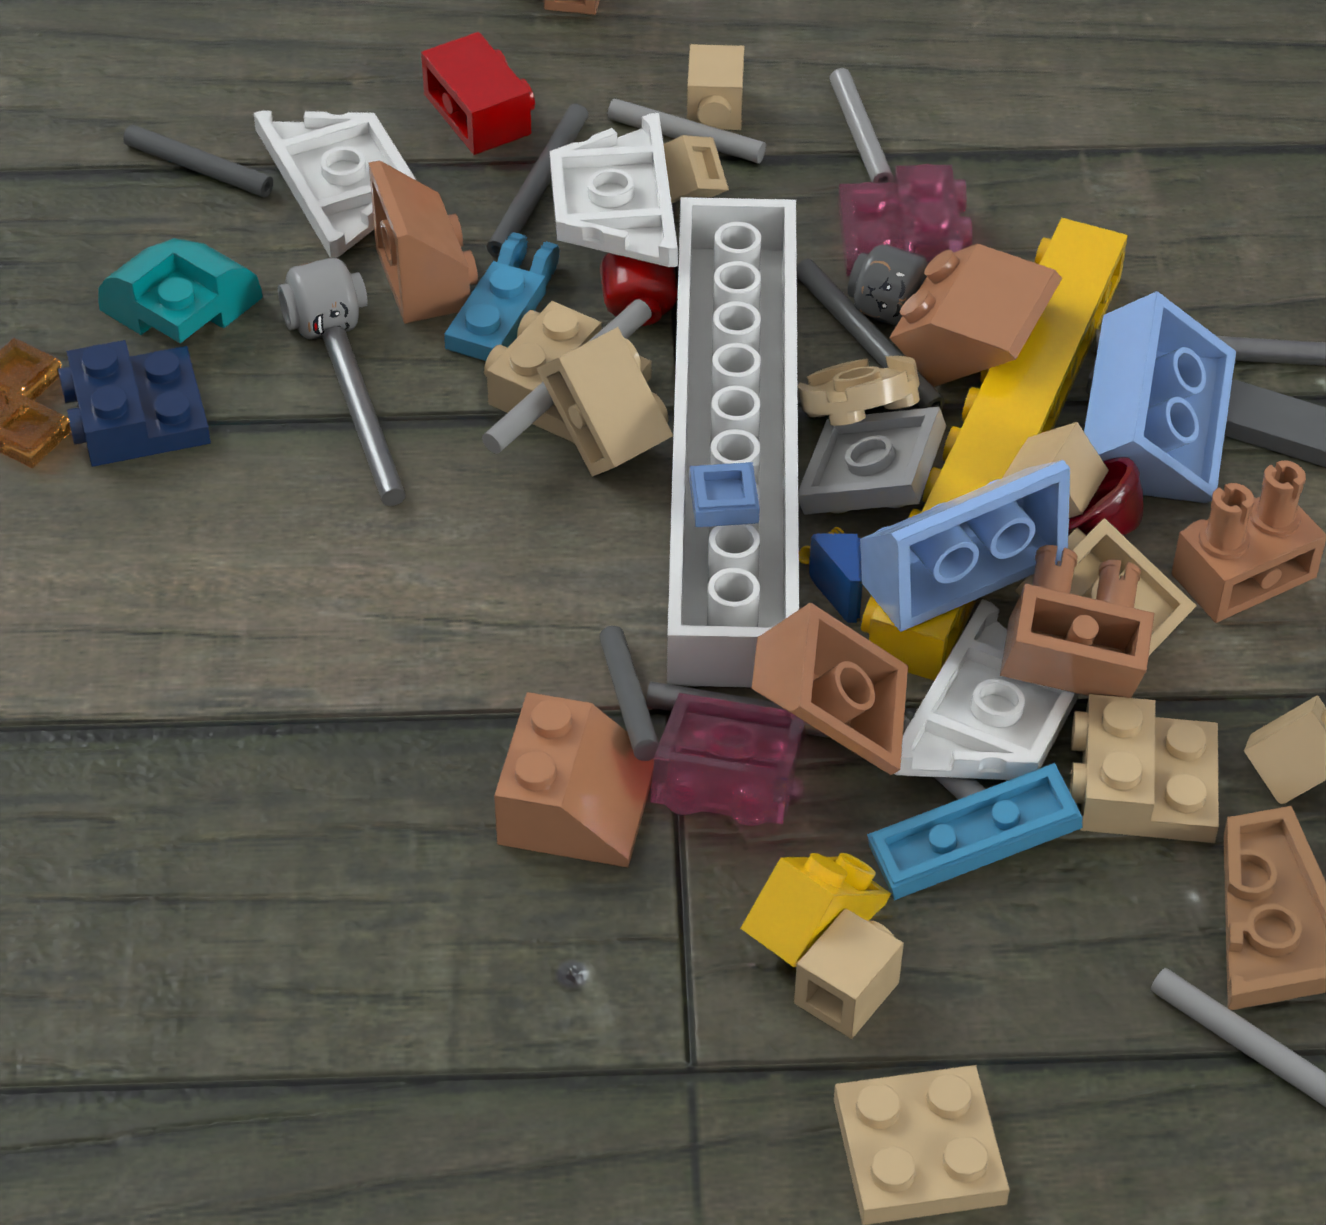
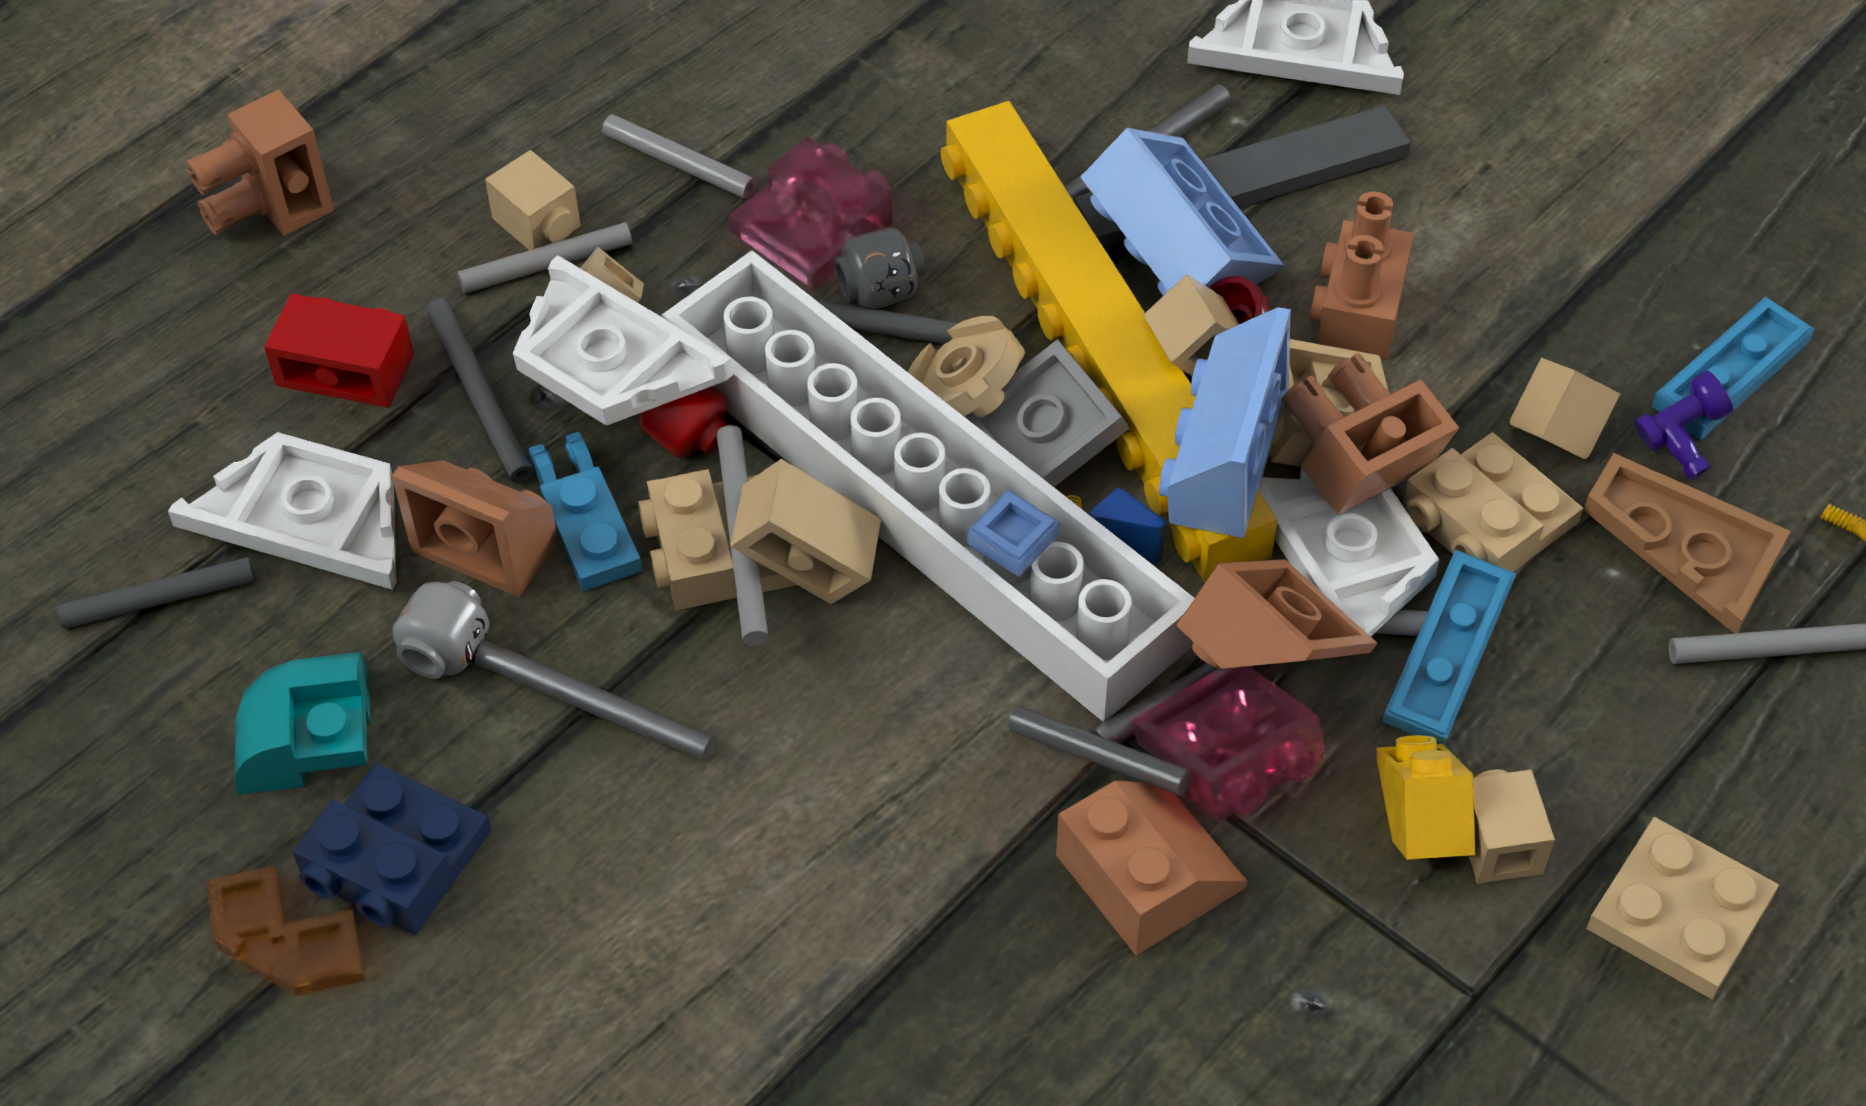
camera: 45 degrees left, 5 degrees up
(972, 312) = (987, 242): nougat slope -> none

